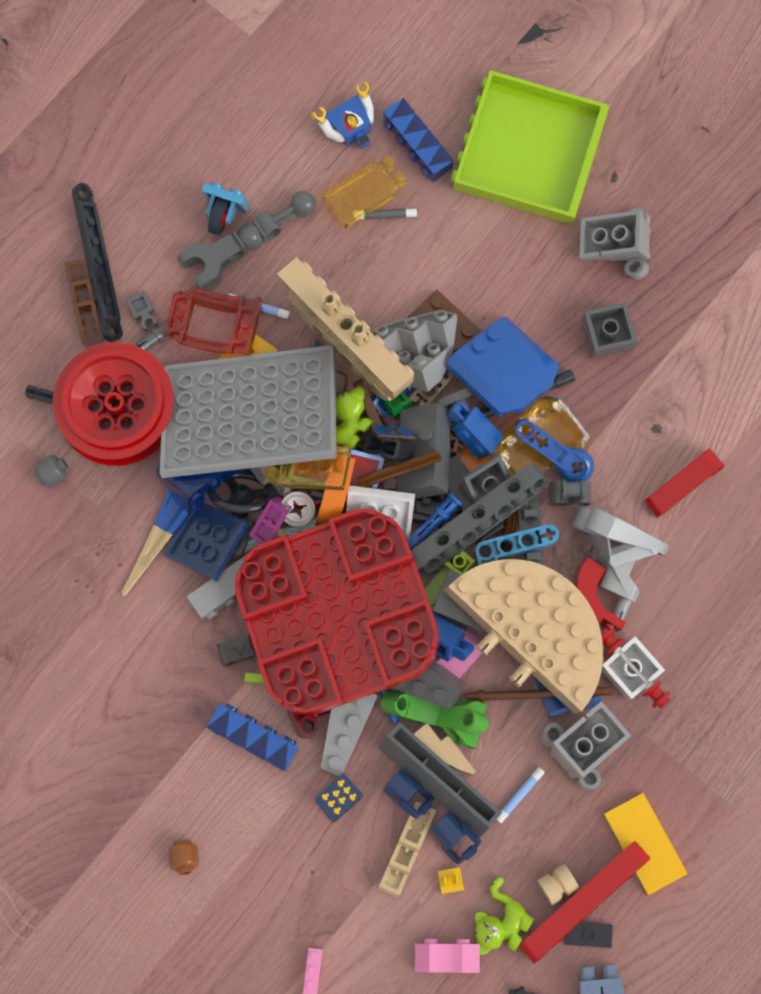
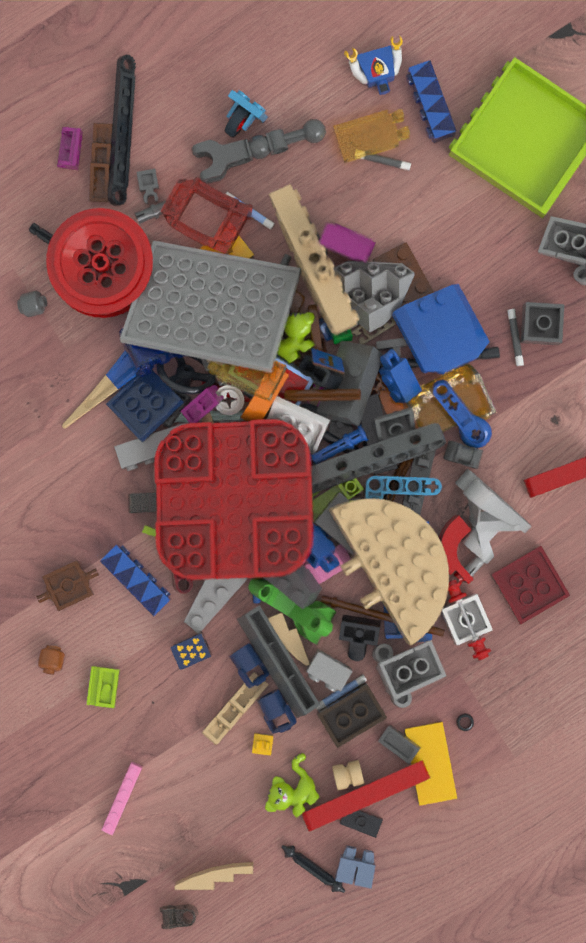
camera: 20 degrees right, 10 degrees up
(46, 296) = (70, 148): none -> magenta hinge
(178, 767) = (67, 585): none -> reddish brown plate
(251, 870) = (103, 687): none -> lime plate
(377, 298) = (347, 242): none -> magenta piece
(447, 957) = (240, 805): bright pink brick -> none
(499, 771) = (328, 670): none -> light grey piece
(520, 721) = (359, 633): none -> black brick
(540, 814) = (351, 715): none -> dark brown brick
(585, 354) = (515, 337): none -> dark grey bar
(603, 832) = (399, 744): none -> dark grey tile
(664, 792) = (471, 722): none -> black piece
(689, 611) = (530, 585): none -> dark red plate

